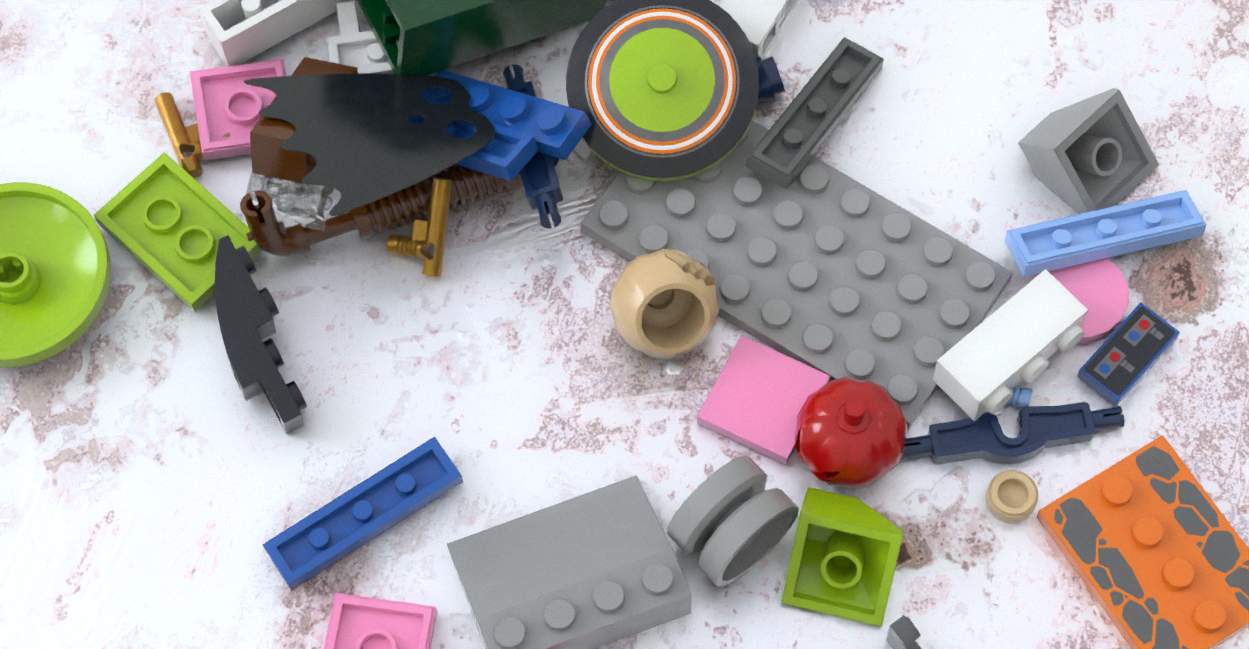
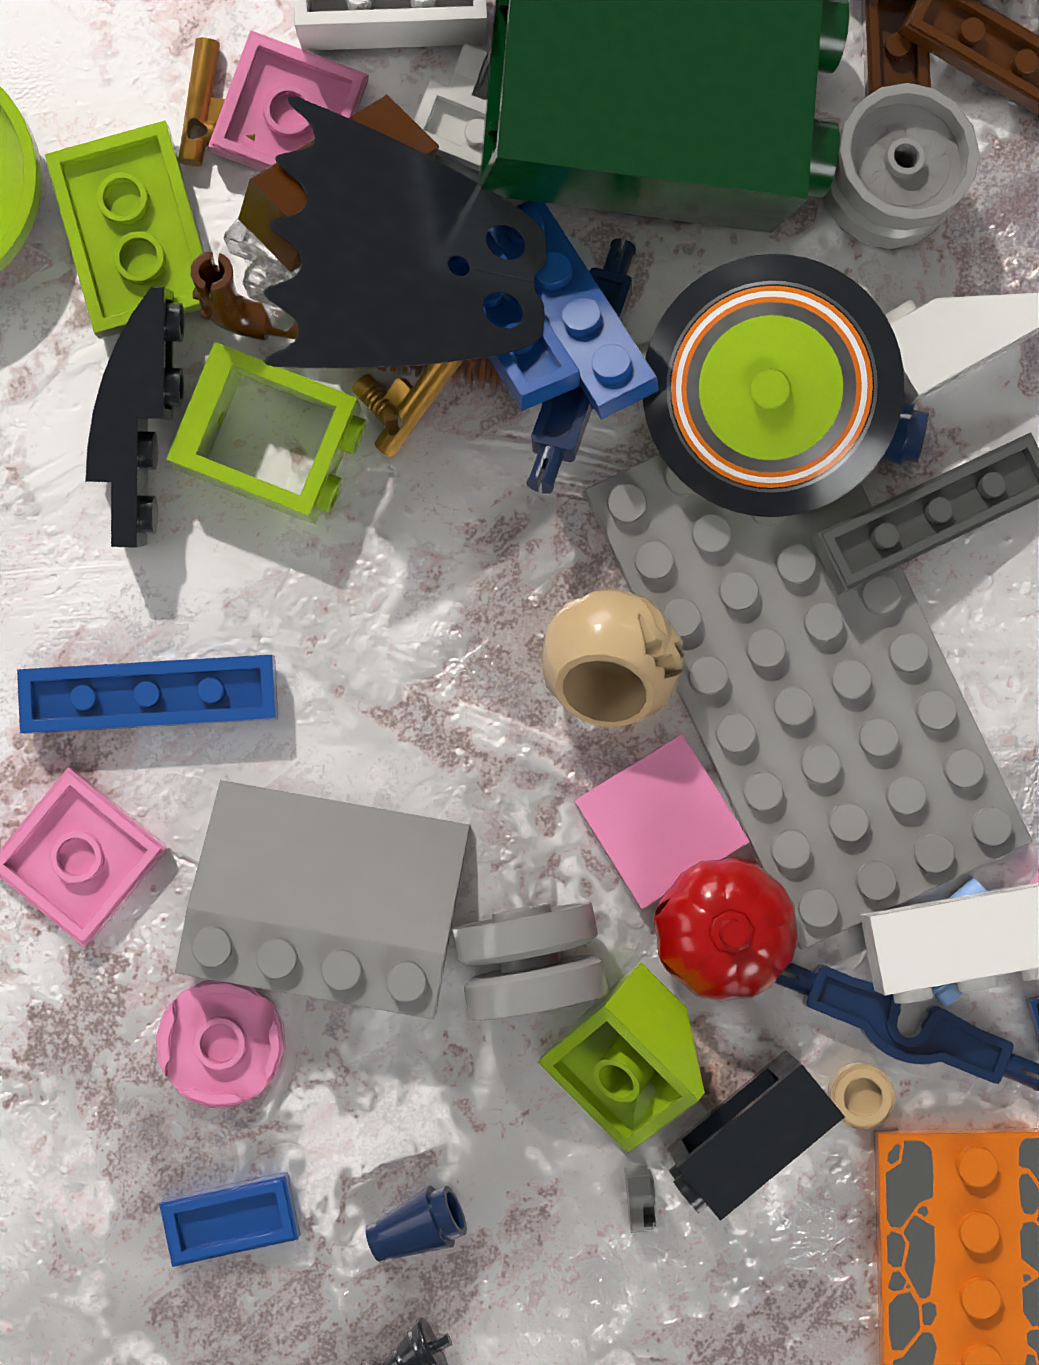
camera: 30 degrees right, 20 degrees up
(351, 342) = (207, 412): none -> lime window
(954, 546) = (751, 1136): none -> black window

